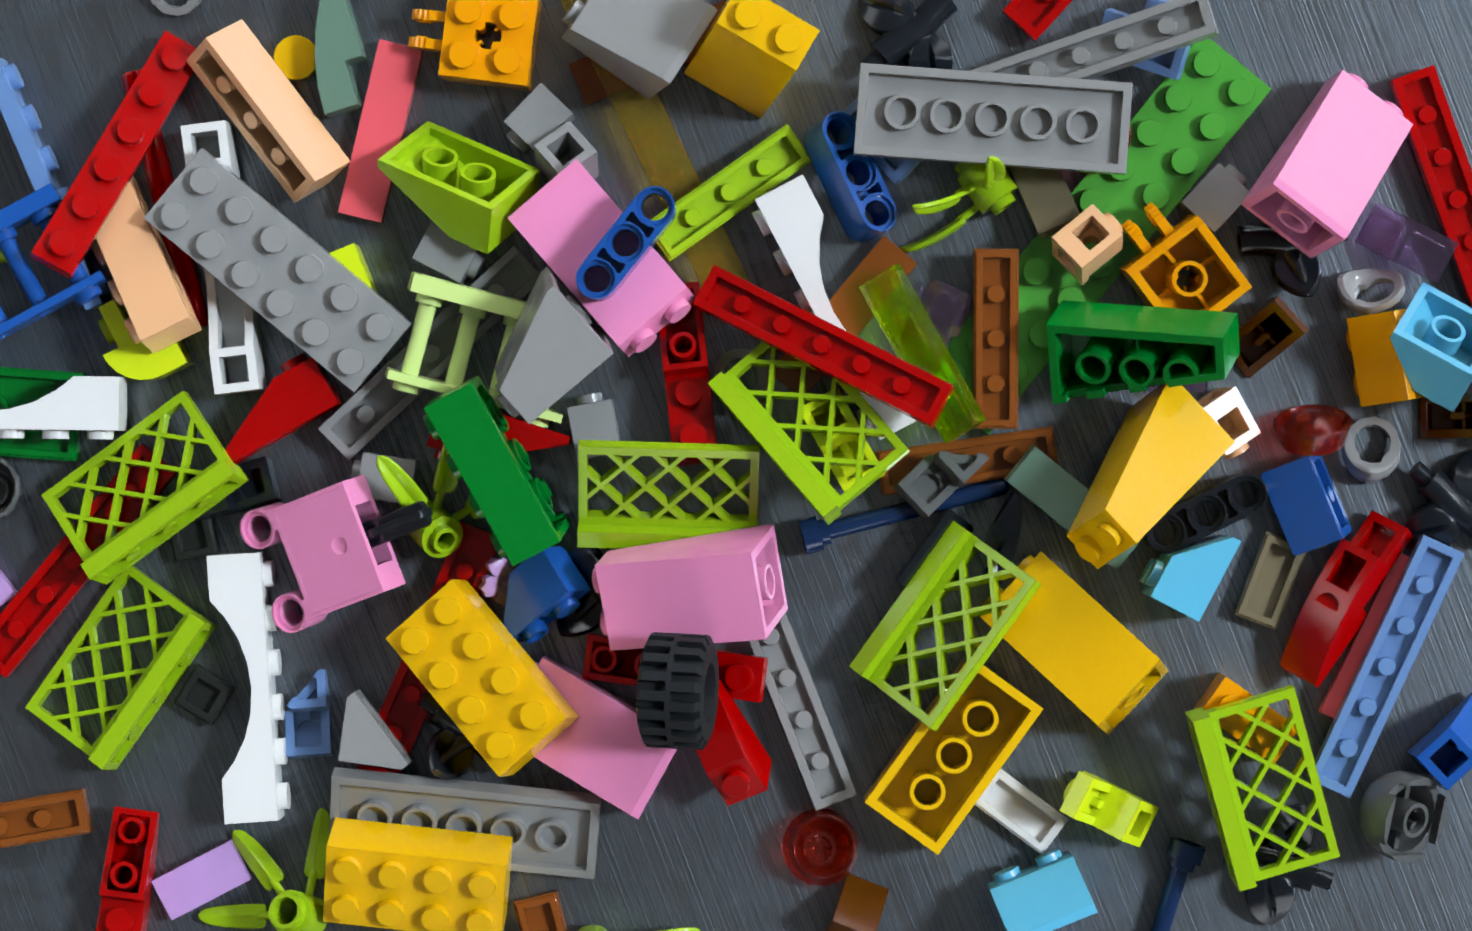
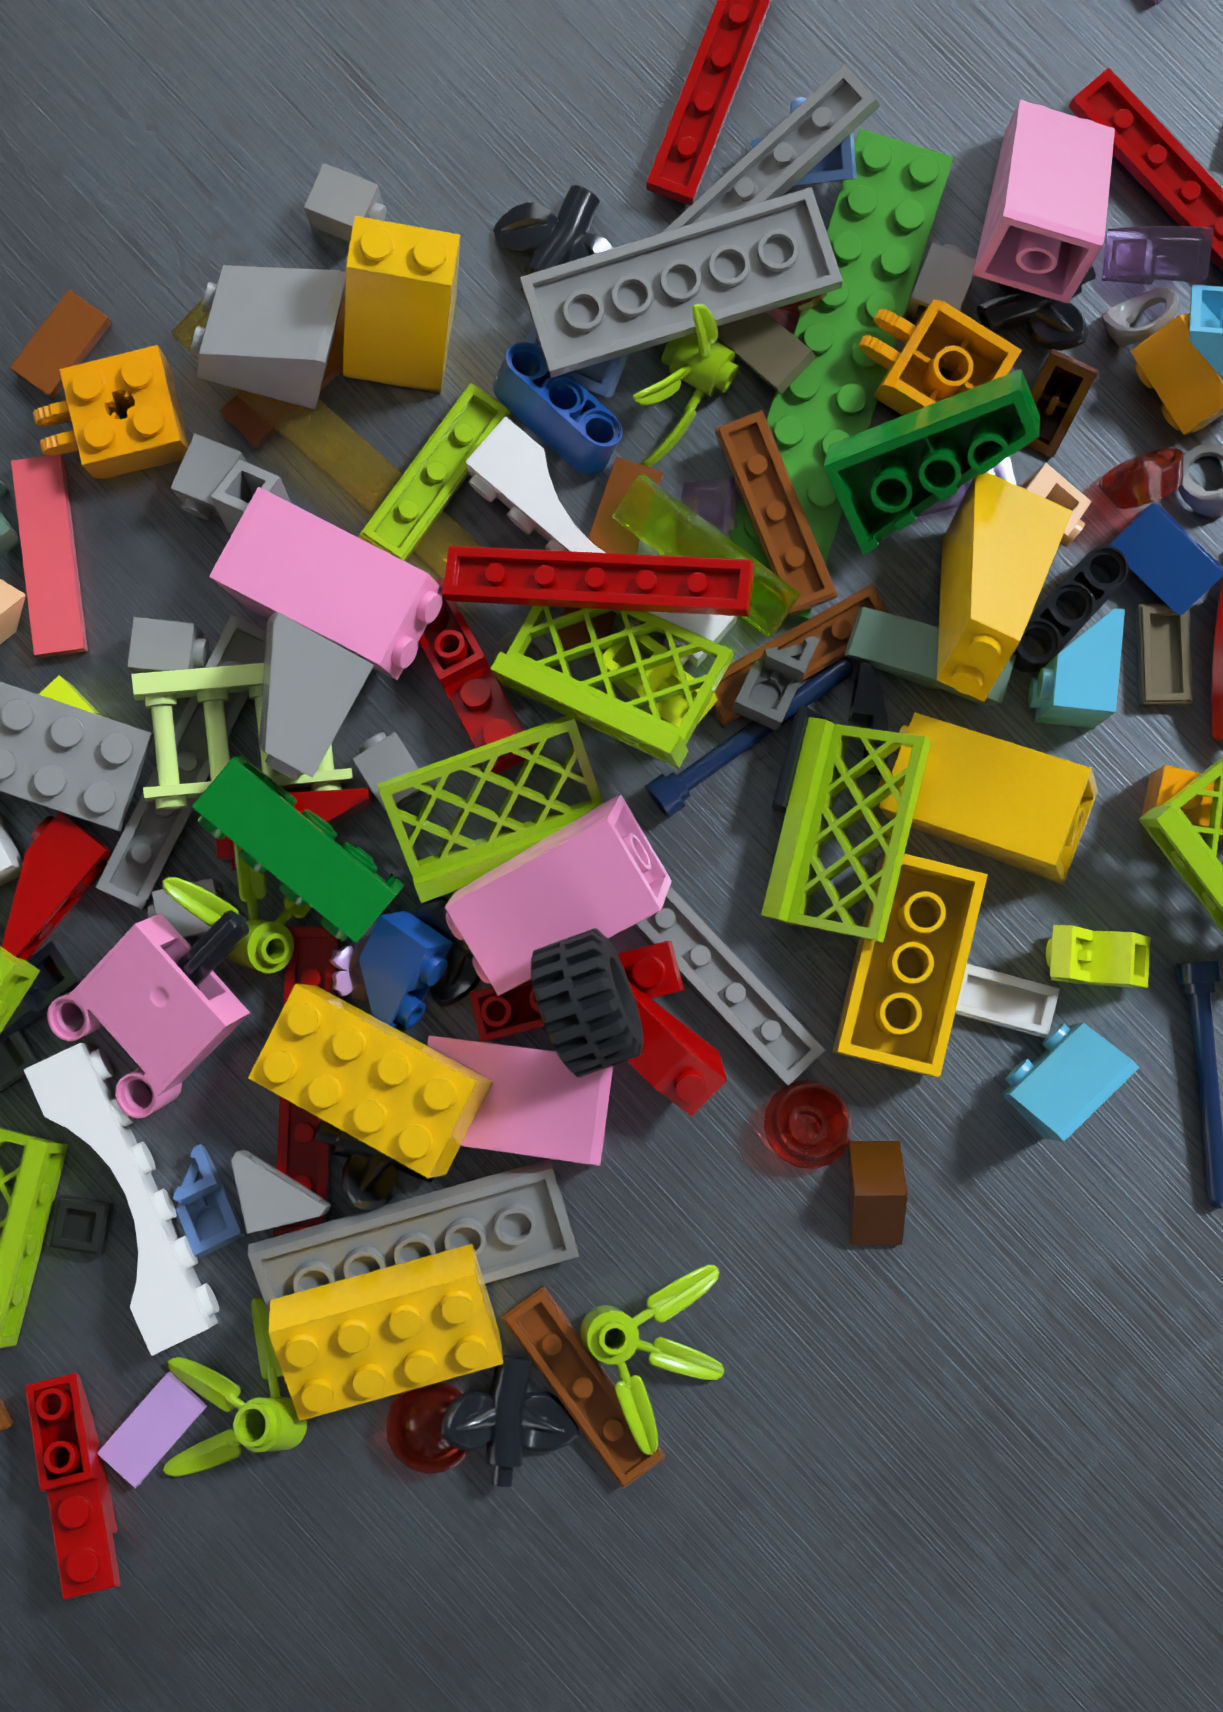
camera: 15 degrees left, 5 degrees down
(461, 184) = (150, 570): lime slope -> none
(631, 221) = (339, 524): blue beam -> none
(1087, 227) = (830, 374): light nougat brick -> none

